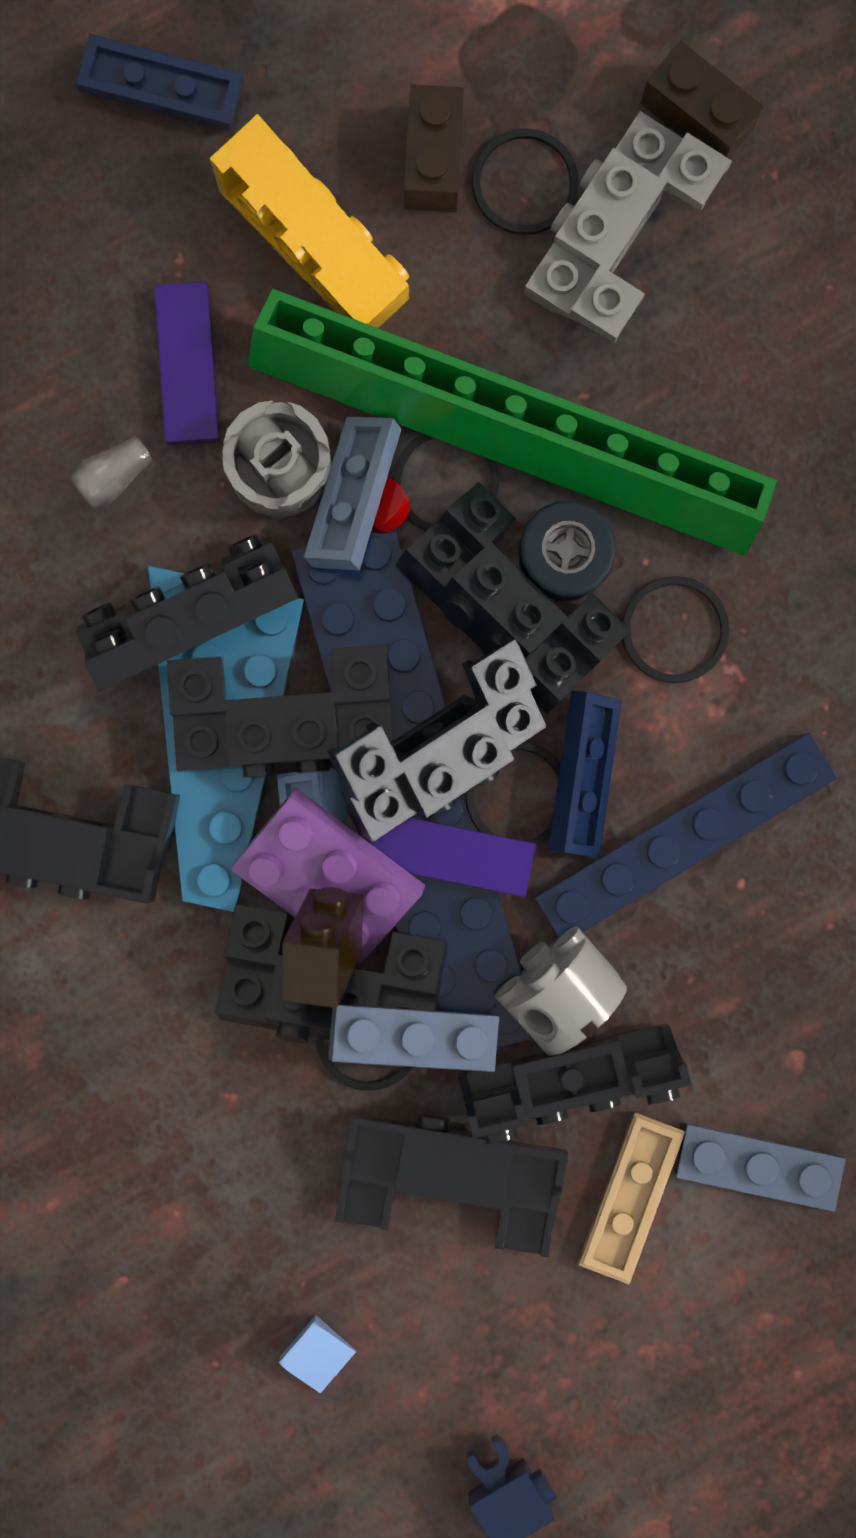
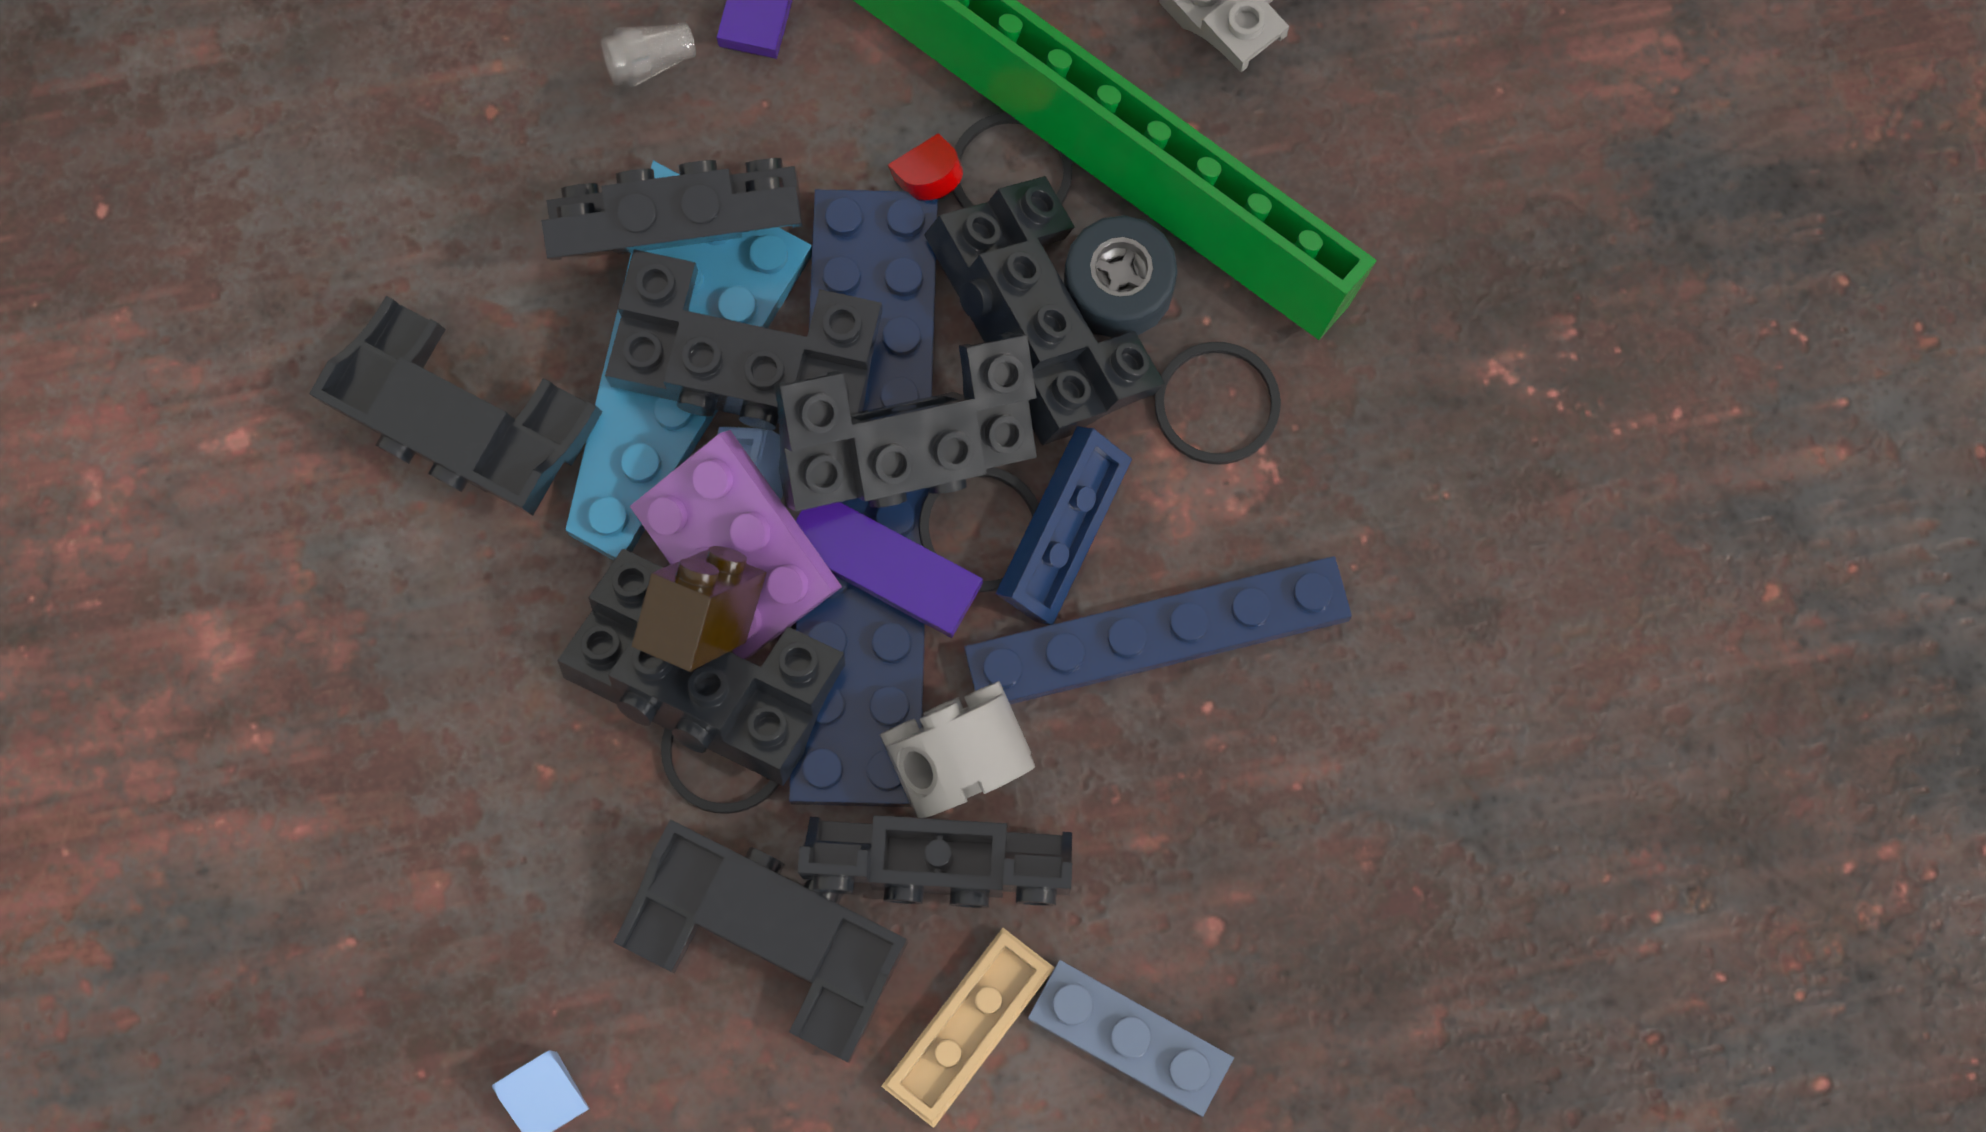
camera: 20 degrees right, 10 degrees down
(277, 458) = (830, 85): light grey brick -> none
(352, 493) = (901, 144): sand blue plate -> none
(413, 1038) = (770, 745): sand blue plate -> none

